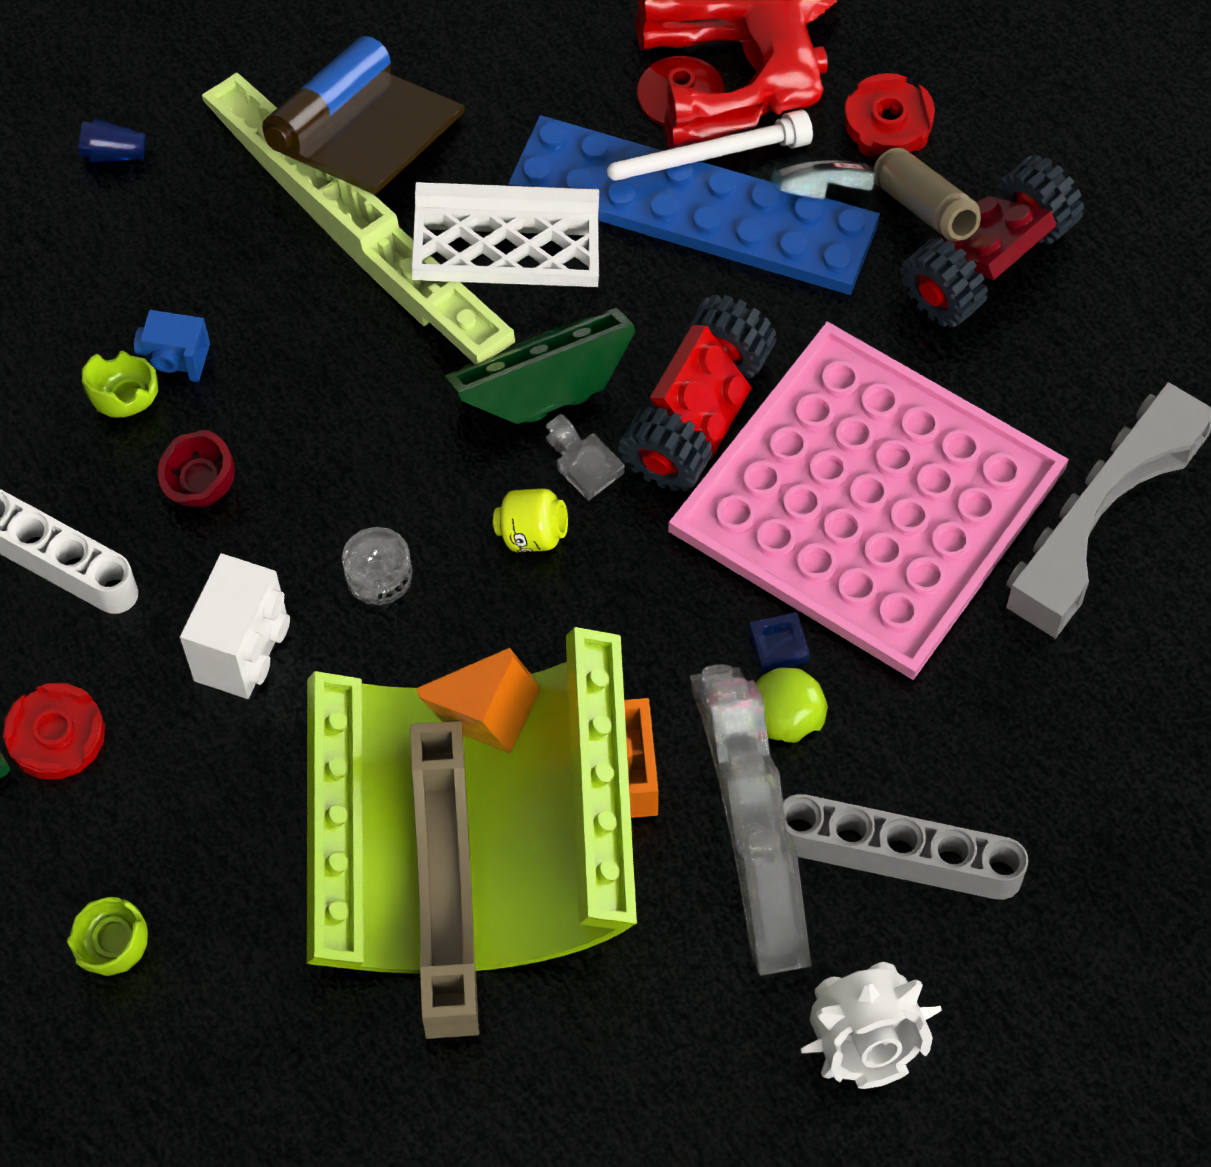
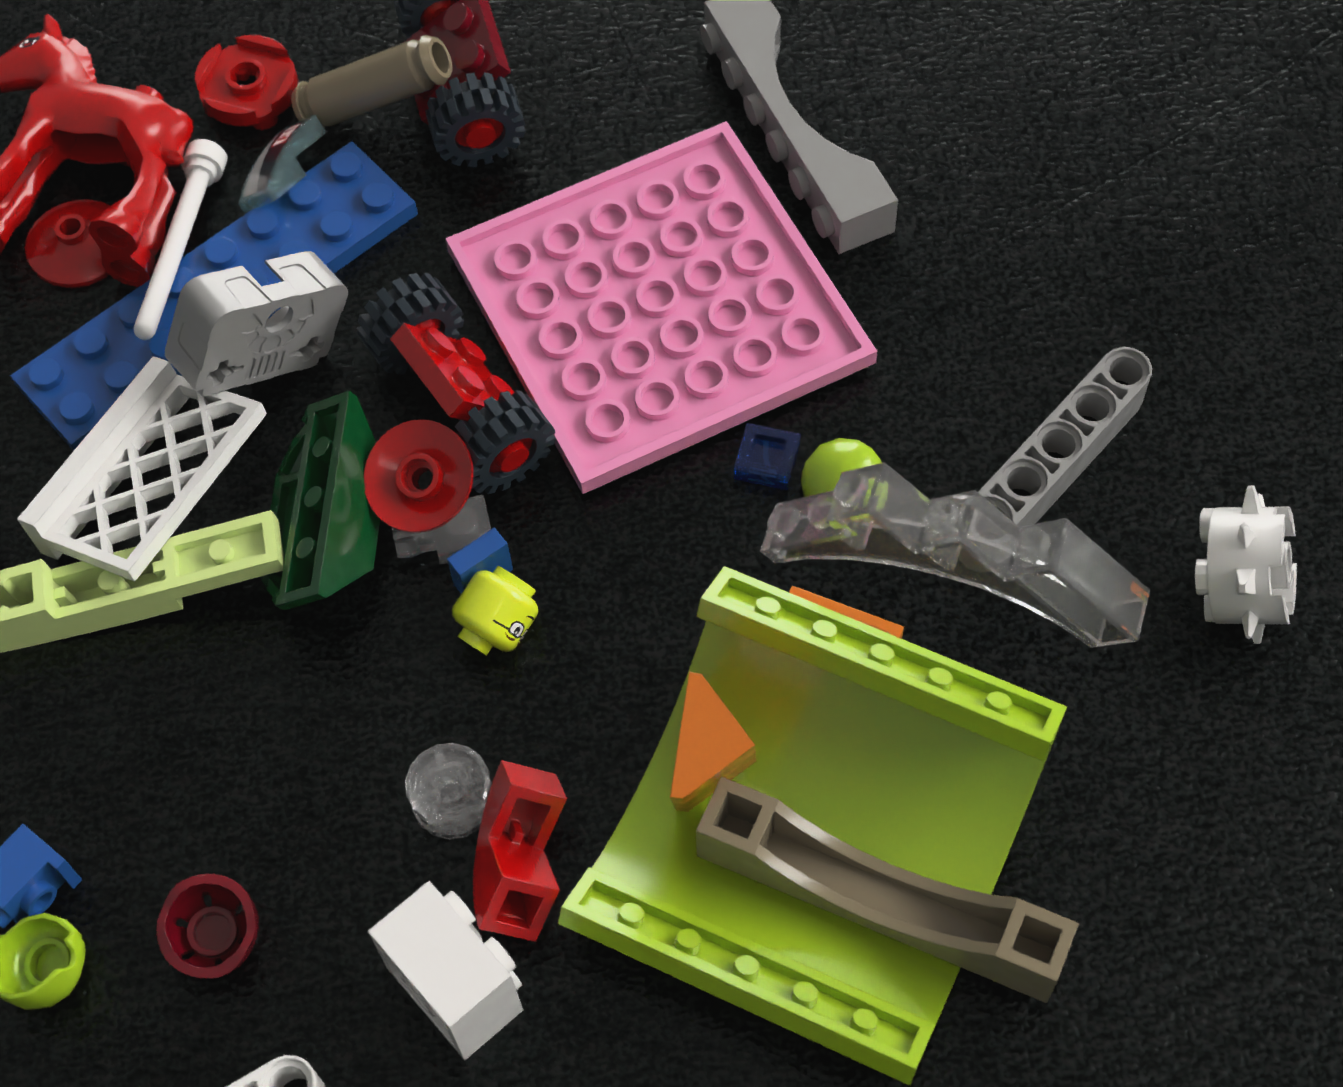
camera: 60 degrees left, 0 degrees up
(350, 628) = (511, 871): none -> red brick
(566, 487) = (481, 554): none -> blue tile
(598, 408) = (398, 463): none -> red dish
(634, 208) = (224, 330): none -> light grey axle

